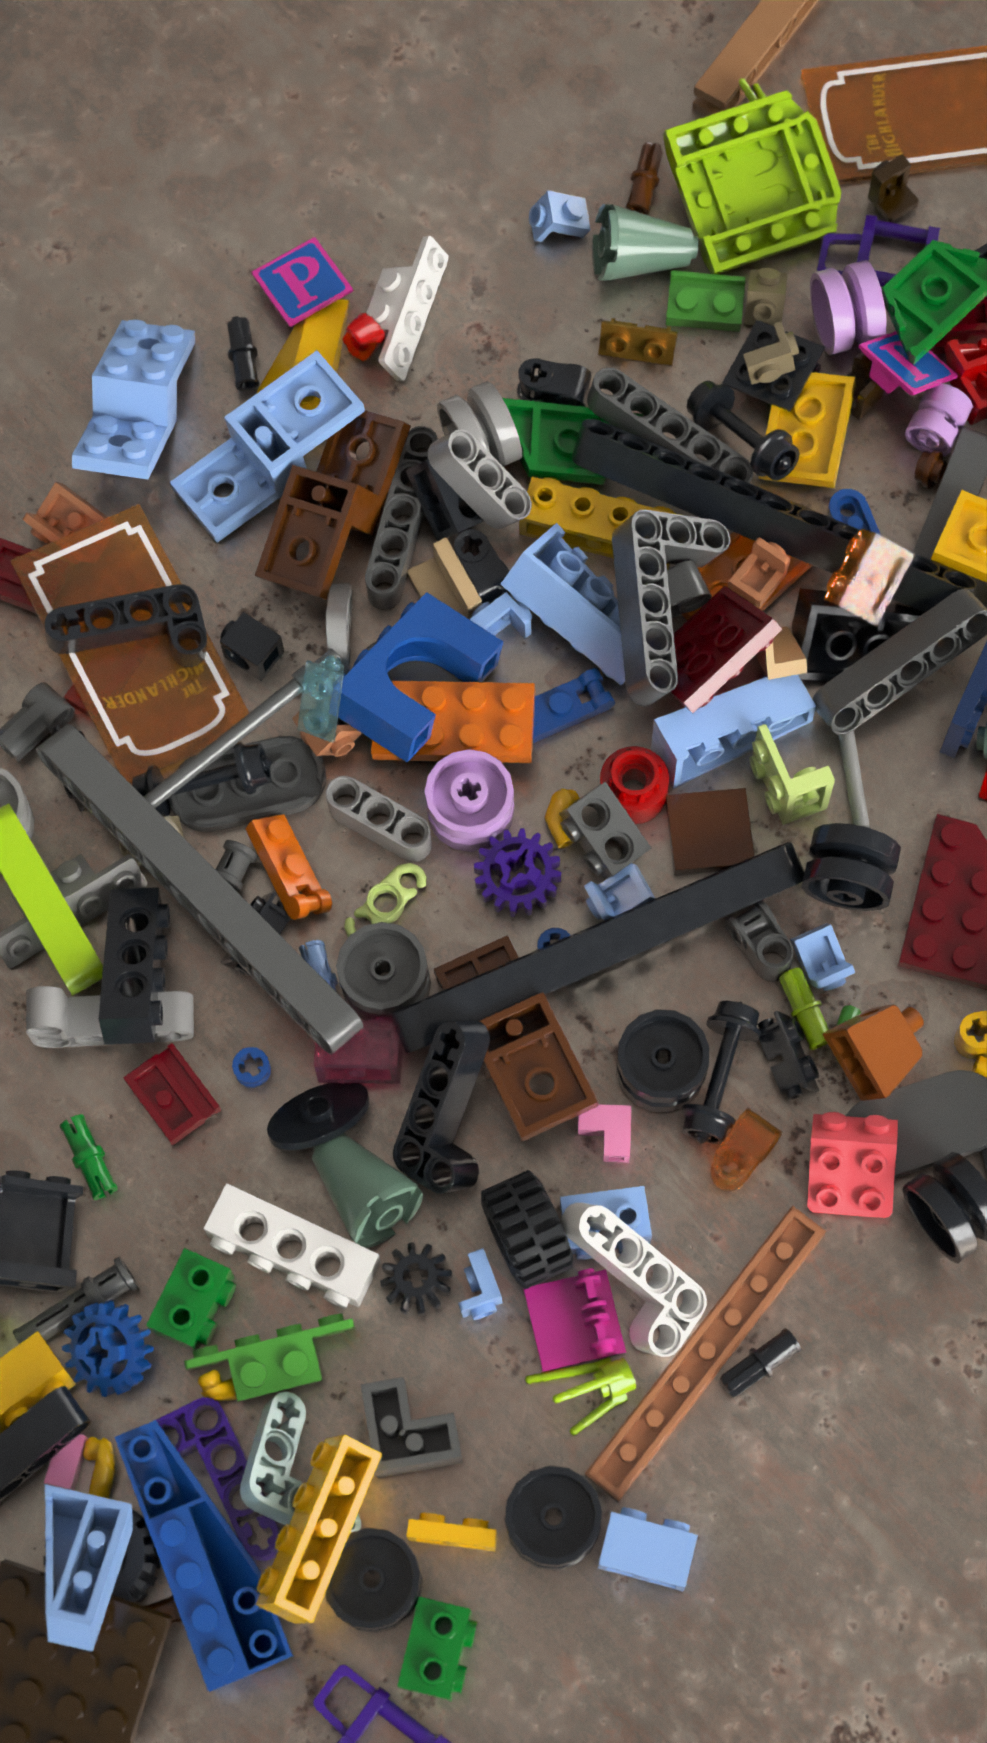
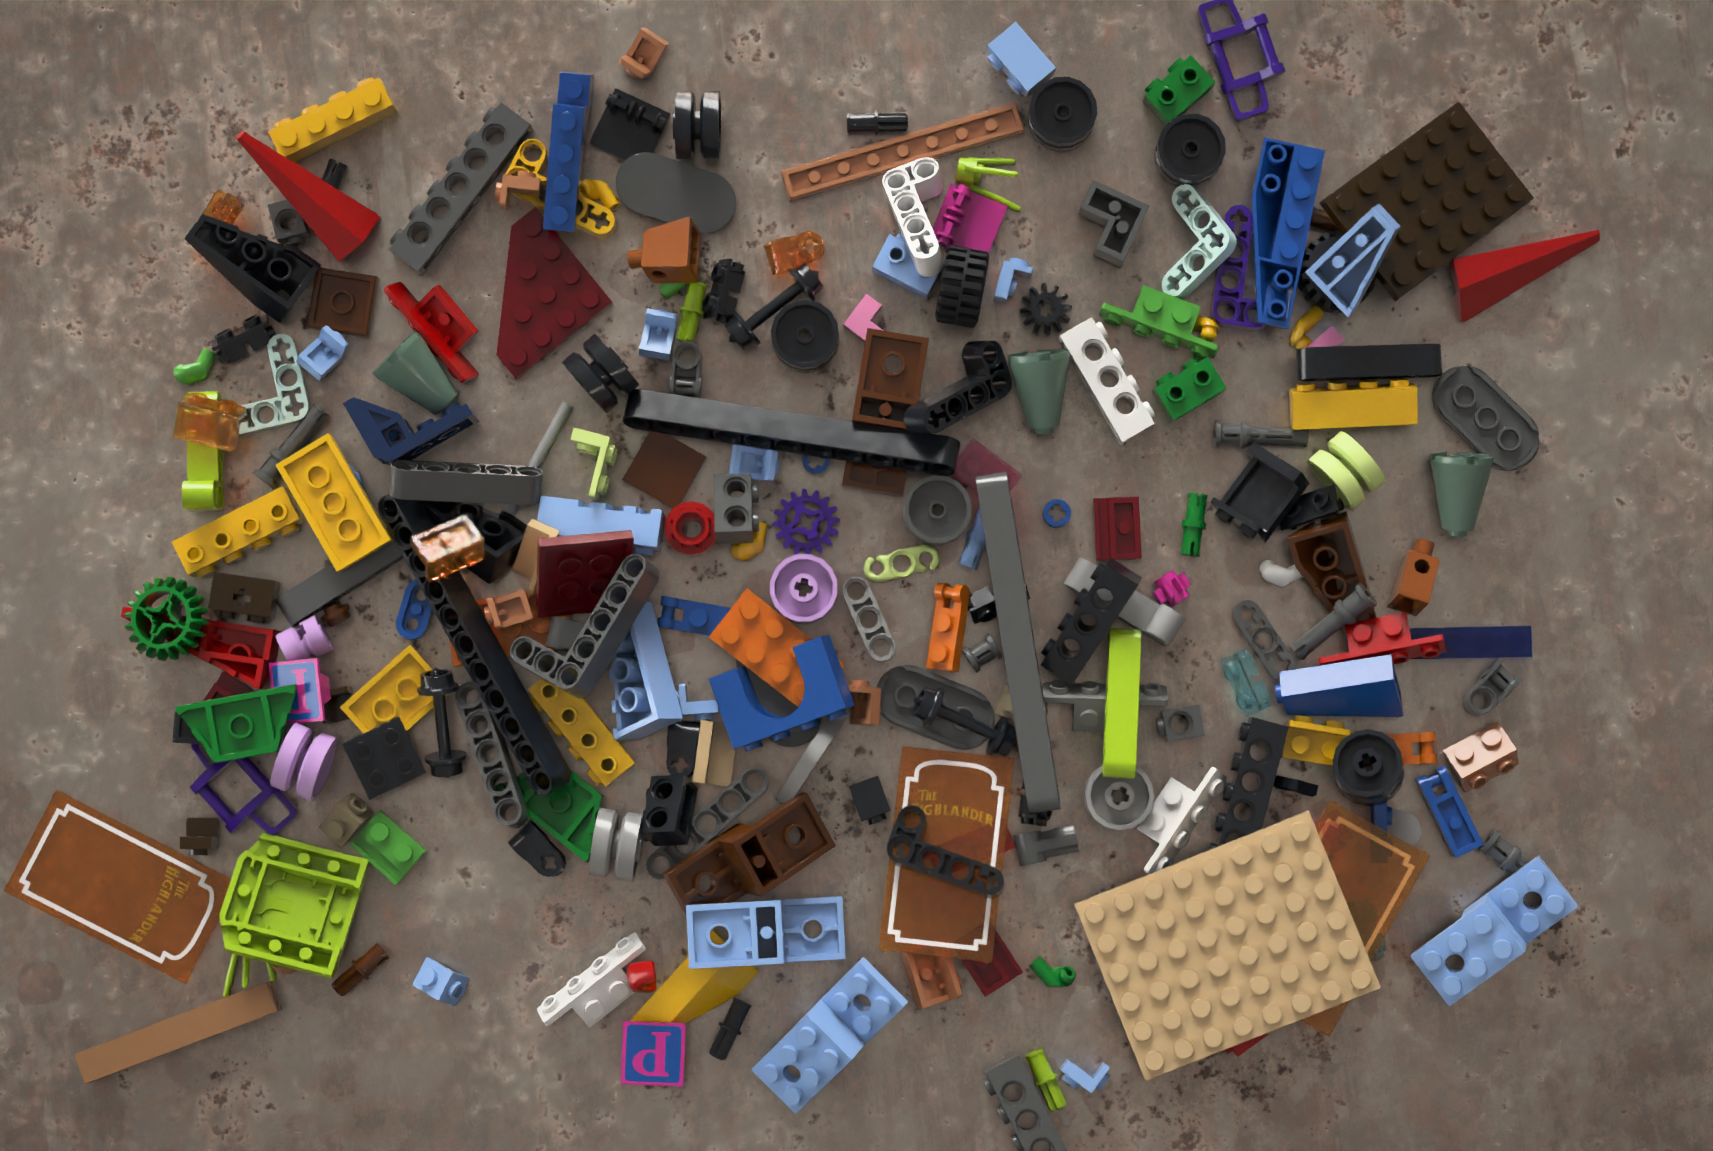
camera: 145 degrees left, 15 degrees up
(67, 1067) = (1171, 588): none -> dark pink gear
(107, 1348) = (1257, 392): blue gear -> none
(231, 737) = (859, 732): dark grey bar -> none
(318, 1115) = (1037, 449): black piece -> none
(318, 1529) = (1204, 190): yellow brick -> none
(321, 698) = (855, 710): clear light blue hinge -> none
(433, 1530) = (1134, 156): yellow plate -> none
(479, 479) = (646, 797): light grey beam -> none
(637, 343) = (467, 856): pearl gold hinge -> none
(638, 244) = (406, 915): sand green cone -> none
(772, 360) = (393, 751): dark tan bracket -> none
(852, 1165) = (735, 196): coral bracket -> none

